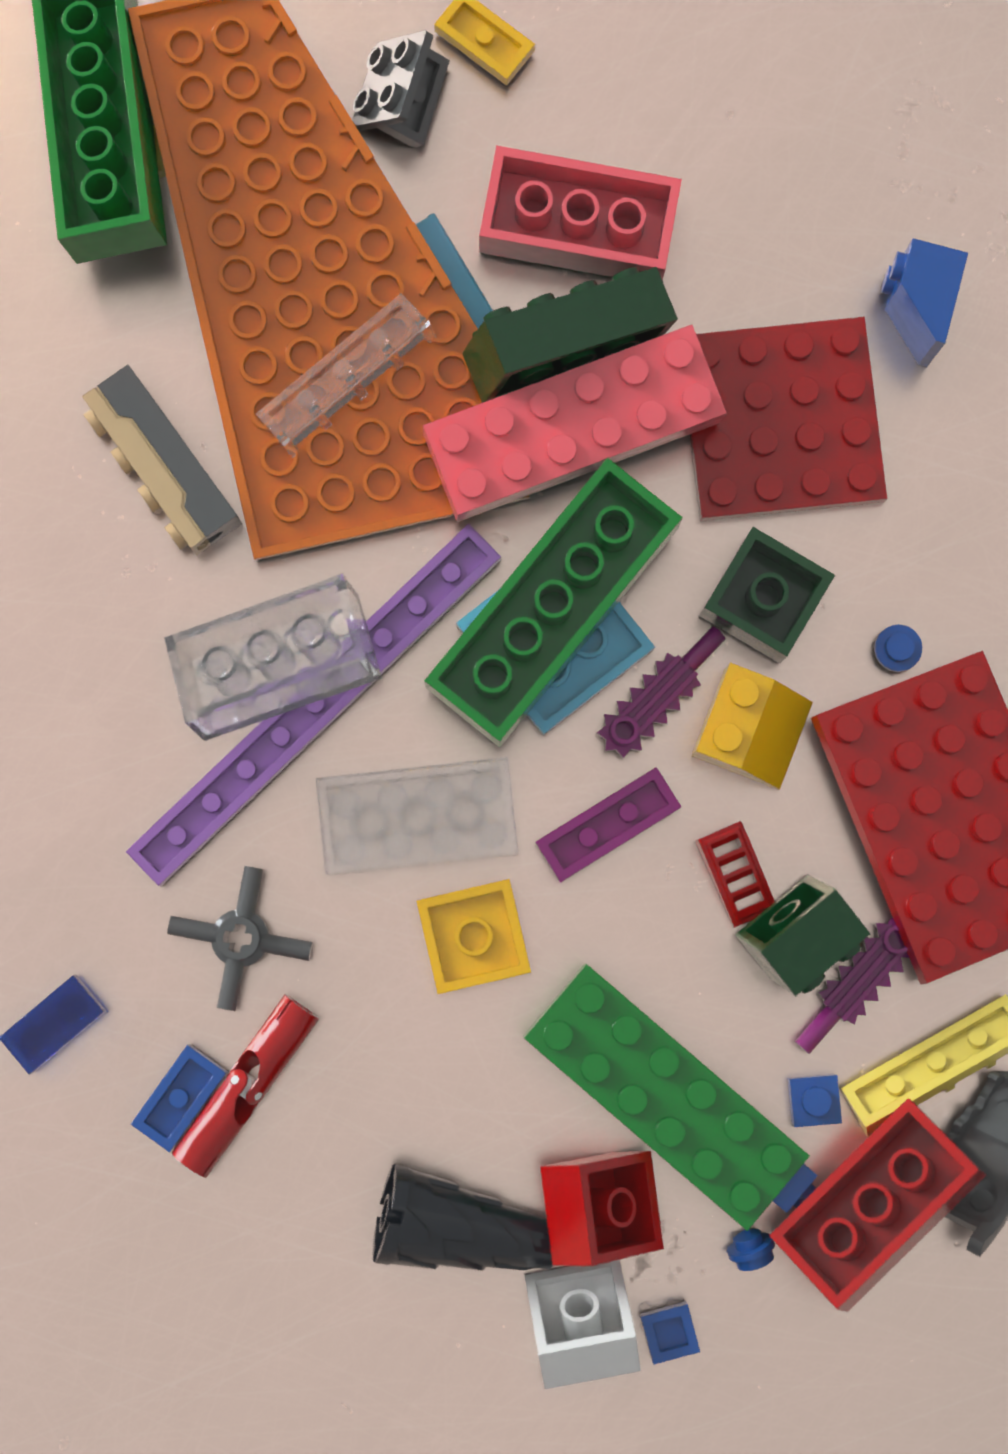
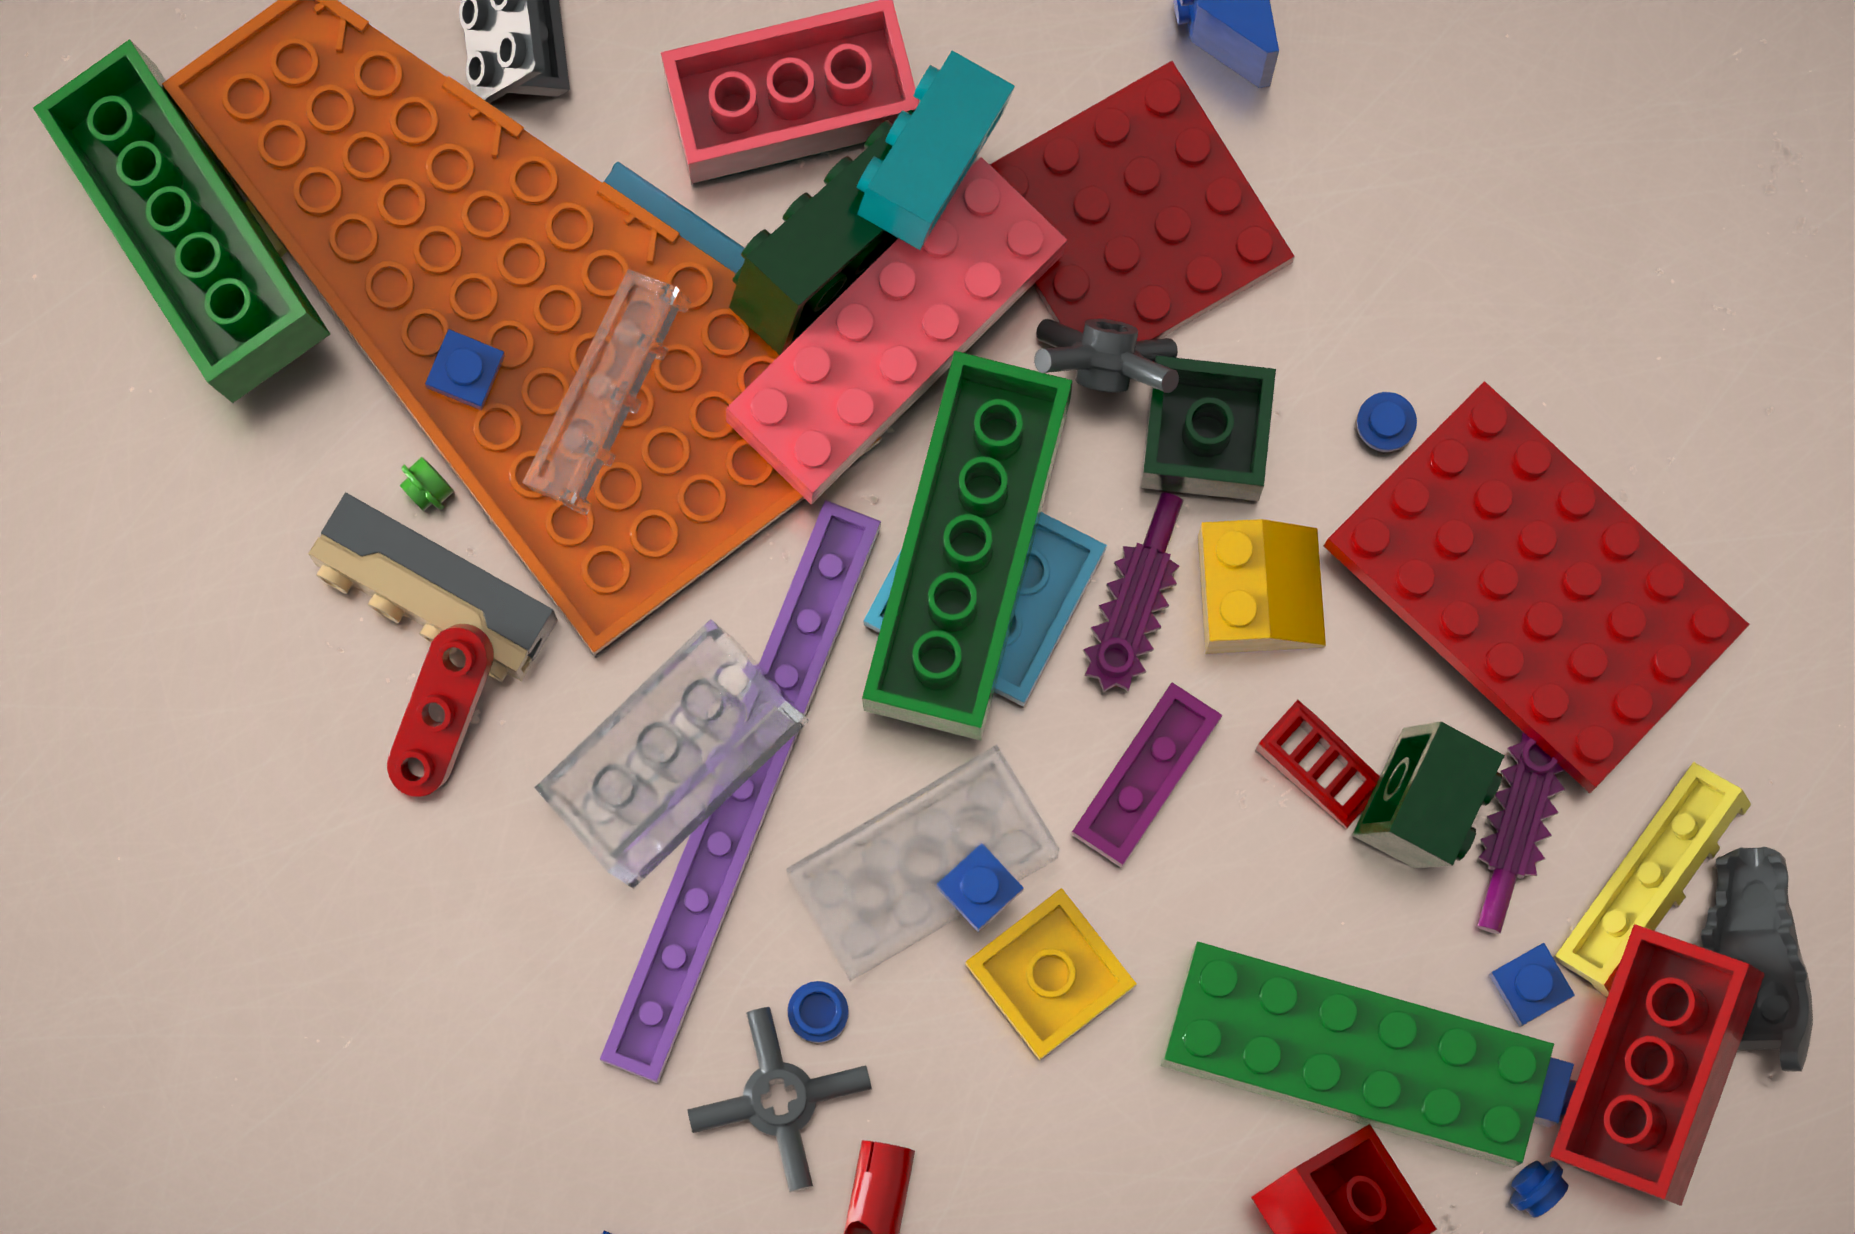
camera: 20 degrees left, 5 degrees down
(141, 546) = (457, 693): none -> red plate
(190, 384) = (425, 485): none -> bright green plate
(251, 313) = (465, 369): none -> blue plate
(296, 887) = (818, 1012): none -> blue plate
(447, 855) = (980, 887): none -> blue plate
(658, 301) = (932, 148): none -> teal brick
(717, 510) = (1105, 355): none -> dark grey bar

